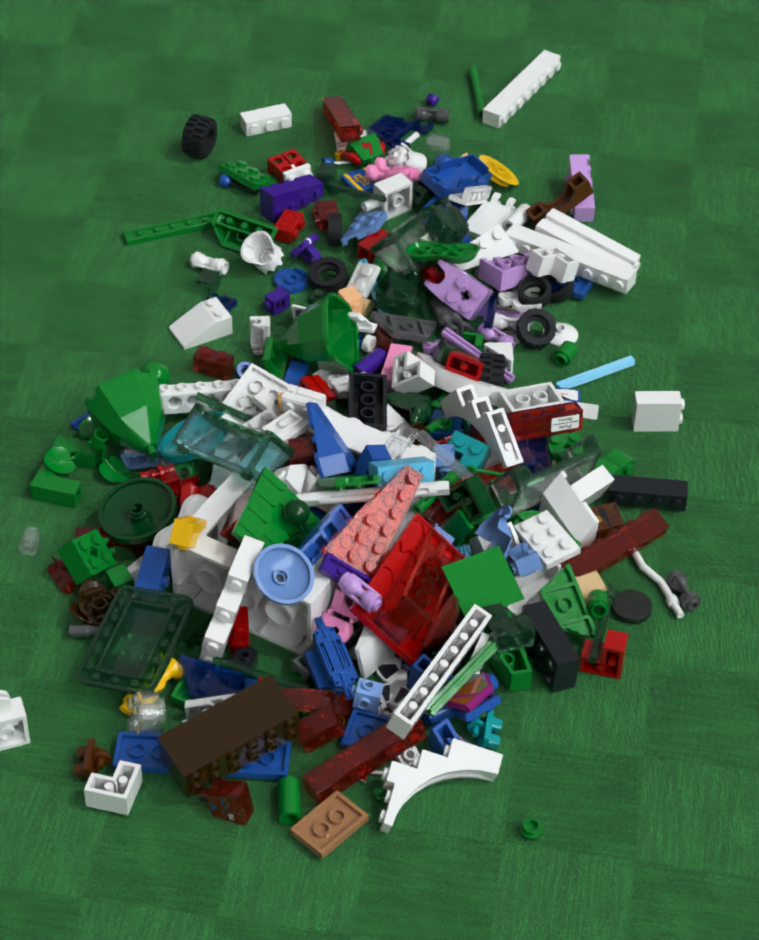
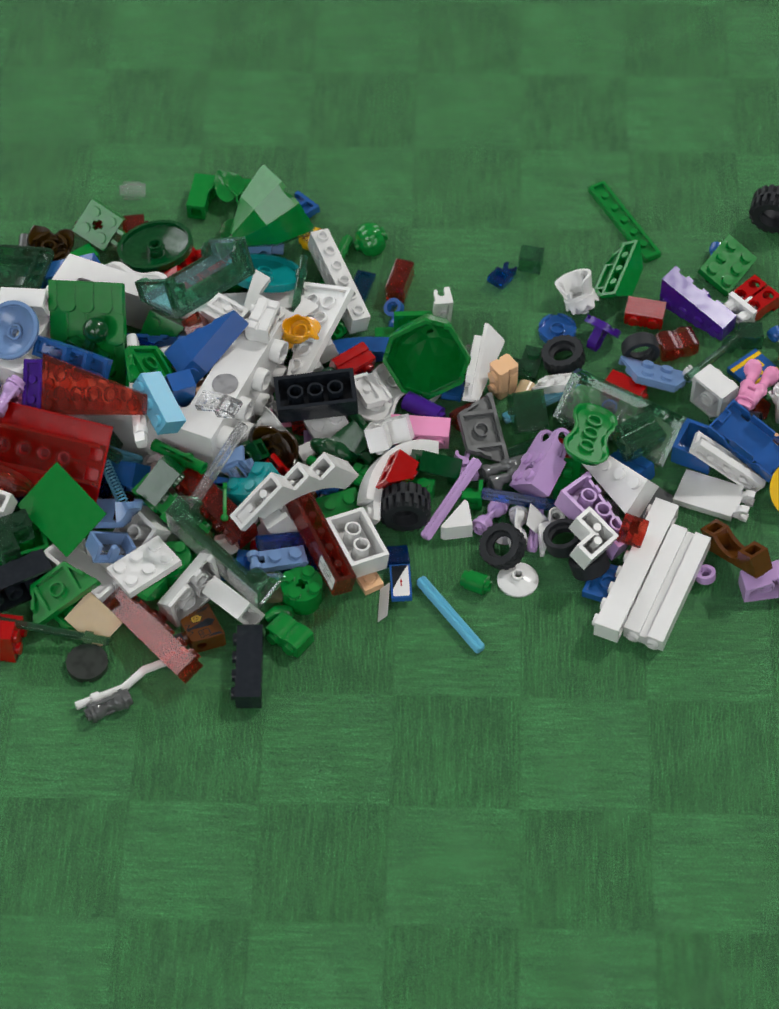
camera: 85 degrees right, 10 degrees up
(186, 531) = (71, 257): yellow arch -> none
(201, 261) = (561, 263): white piece -> none
(202, 324) = (463, 266): white slope -> none
(276, 301) = (513, 319): dark purple brick -> none
(292, 476) = (163, 328): white slope -> none
(369, 343) = (455, 402): white tile -> none
(370, 438) = (225, 383): none -> flat silver sticker
(518, 217) = (704, 515): white brick -> none
(540, 241) = (633, 530): none -> clear red panel
(540, 453) = (278, 559): none -> medium blue plate
(598, 603) = (63, 619): green brick -> none
(657, 411) = (377, 666): white brick -> none

